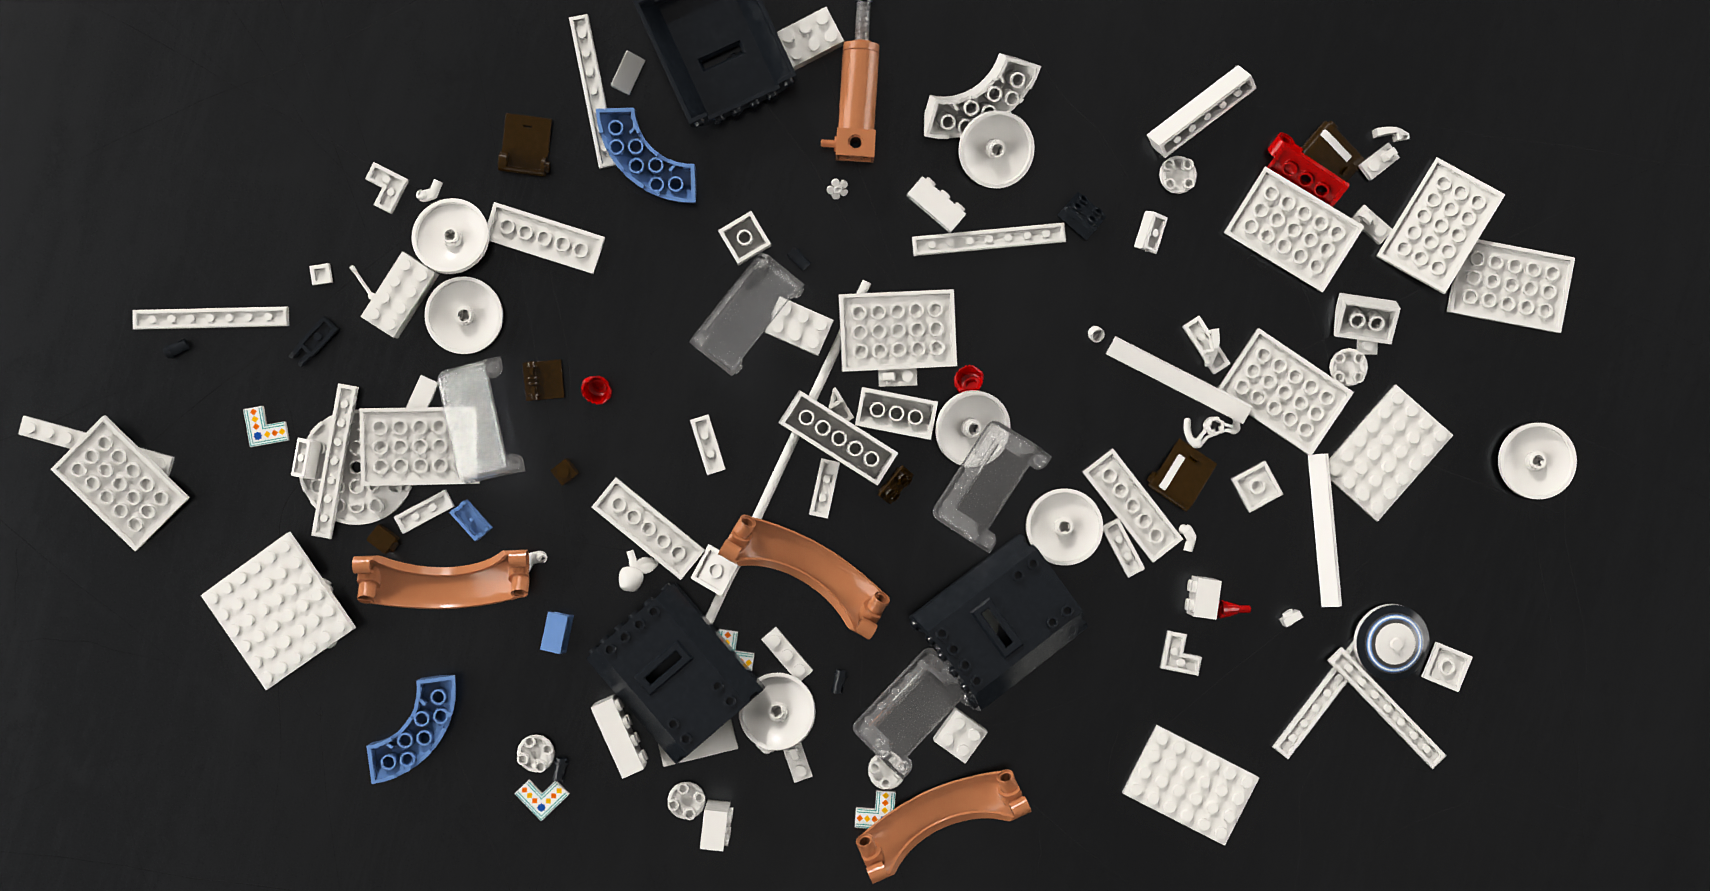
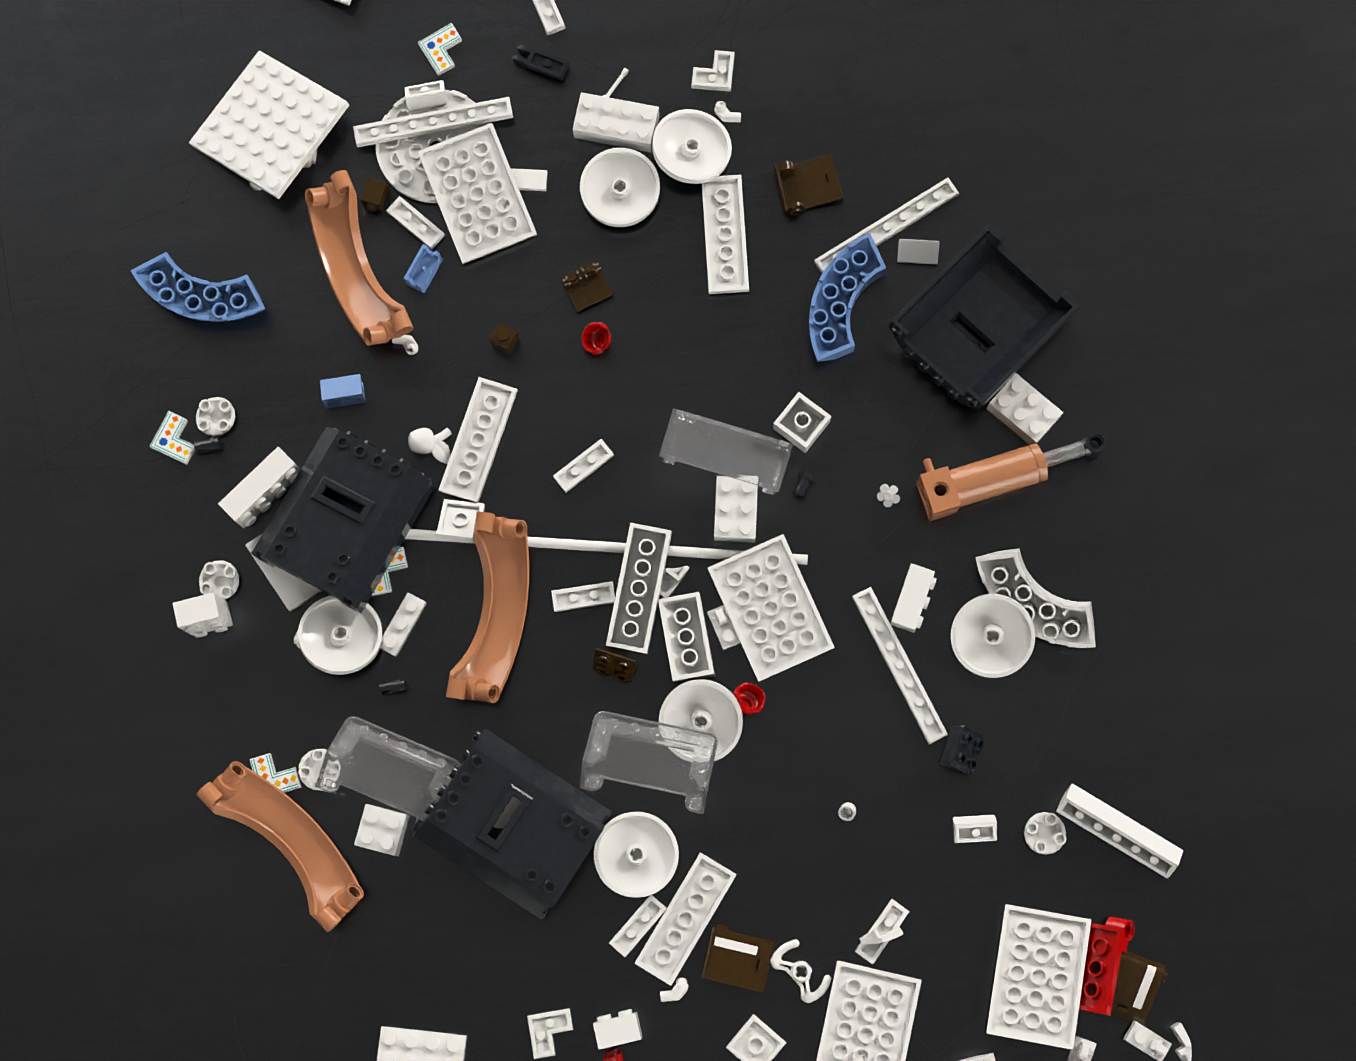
camera: 75 degrees right, 10 degrees down
(321, 274) = (607, 44): white plate -> none
(475, 422) = (518, 233): clear windscreen -> none
(798, 763) = (296, 676): white hinge -> none
(1179, 380) = (834, 917): white tile -> none

